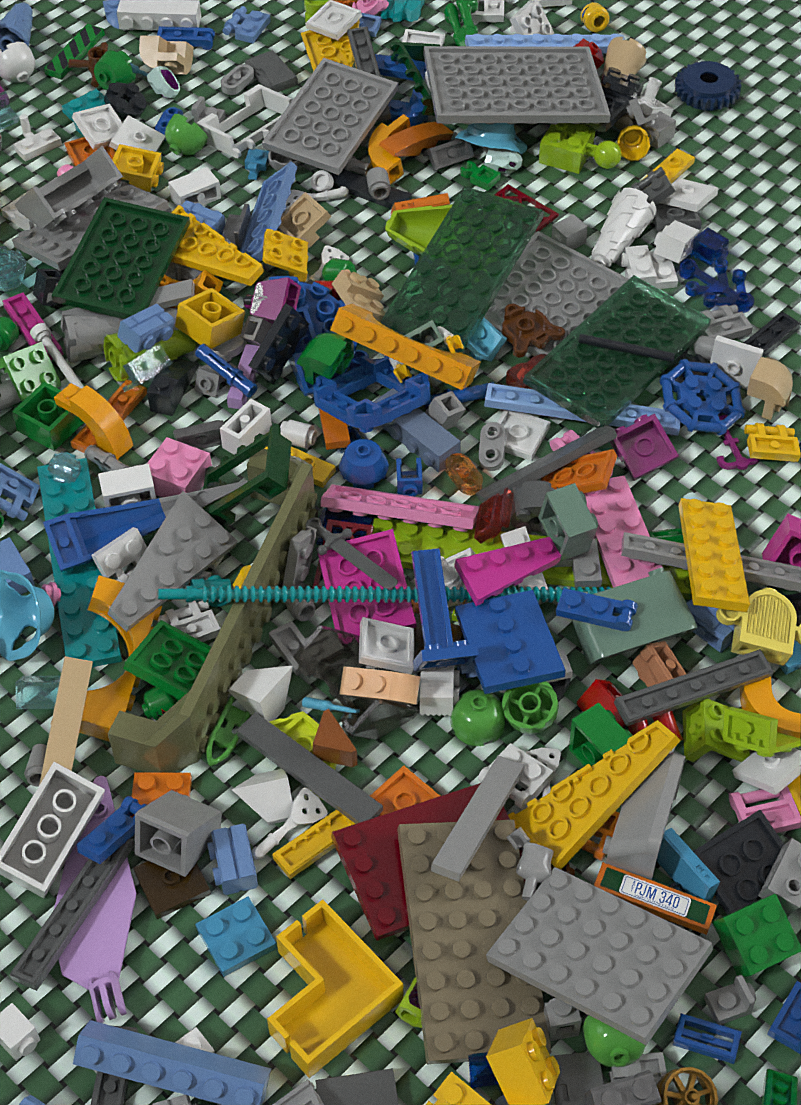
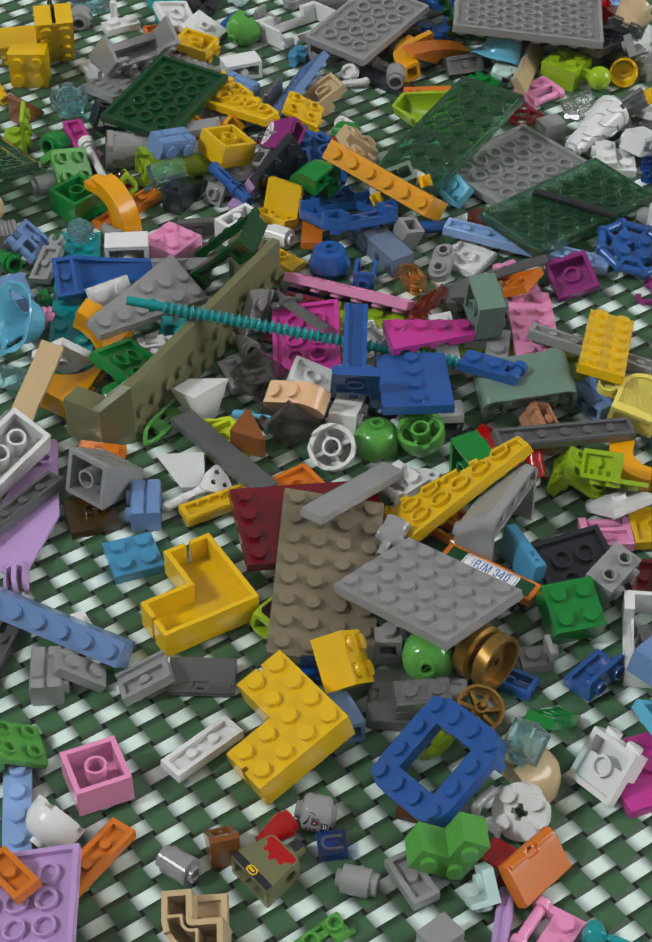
camera: 10 degrees right, 10 degrees down
(34, 512) = (42, 271): none -> light grey plate
(41, 566) = (44, 298): none -> green plate
(98, 380) = (128, 180): none -> lime rock
(101, 658) = (73, 357): none -> white plate
(111, 832) = (45, 471): blue plate -> none
(290, 391) = (281, 202): none -> yellow bracket
(431, 757) = (330, 437): none -> white cylinder
(518, 838) = (382, 513): light grey hand -> none
(525, 156) = (527, 68): none -> tan tile
(528, 329) = (493, 186): reddish brown tile -> none
(540, 175) = (542, 86): none -> bright pink plate
(596, 197) = (578, 105): none -> clear bracket
(685, 1028) = (486, 656): none -> pearl gold wheel

